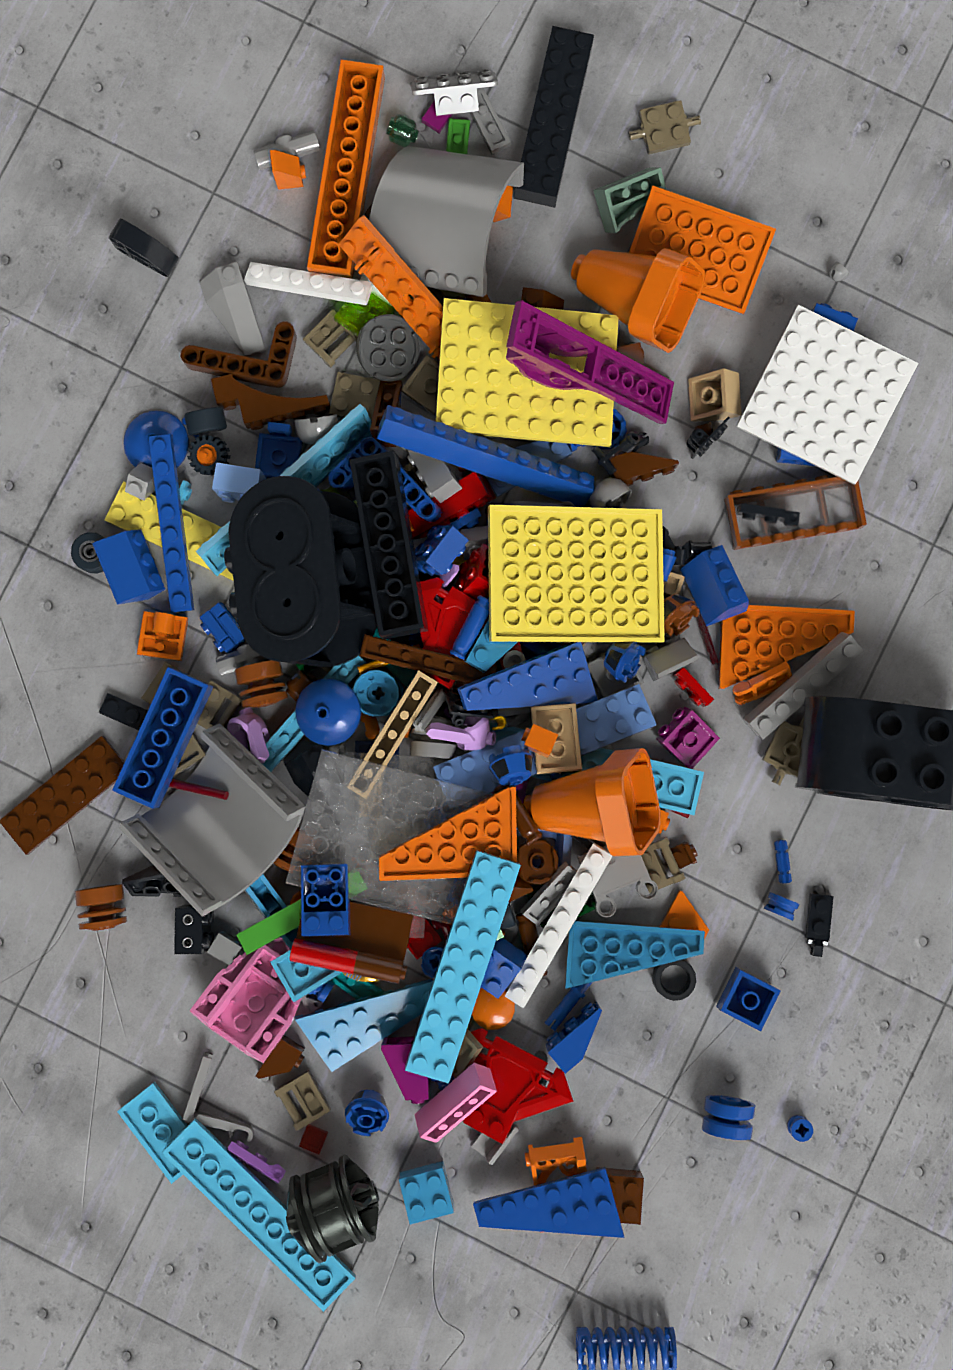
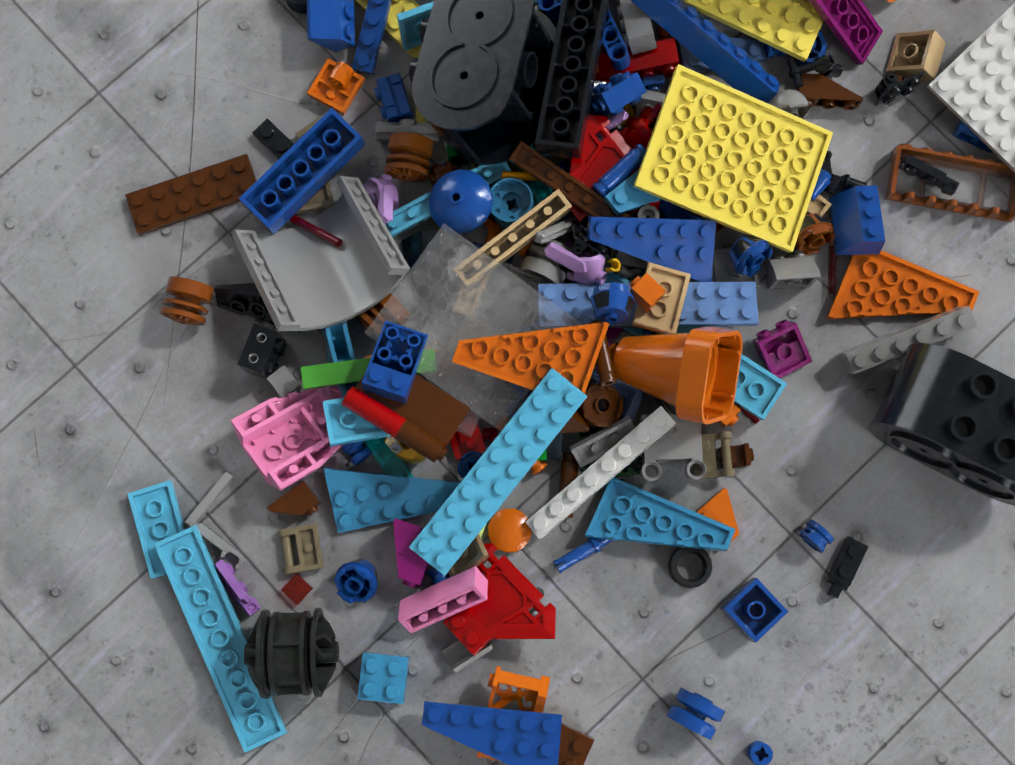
camera: 20 degrees right, 5 degrees down
(214, 704) = (360, 162): dark tan plate -> none
(502, 967) = (532, 491): blue brick -> none
(571, 1043) = (574, 587): blue slope -> none
(699, 695) = (806, 310): red plate -> none
(761, 684) = (869, 326): orange hinge -> none
(783, 862) = (831, 497): blue axle -> none
(785, 750) = (868, 395): dark tan plate -> none

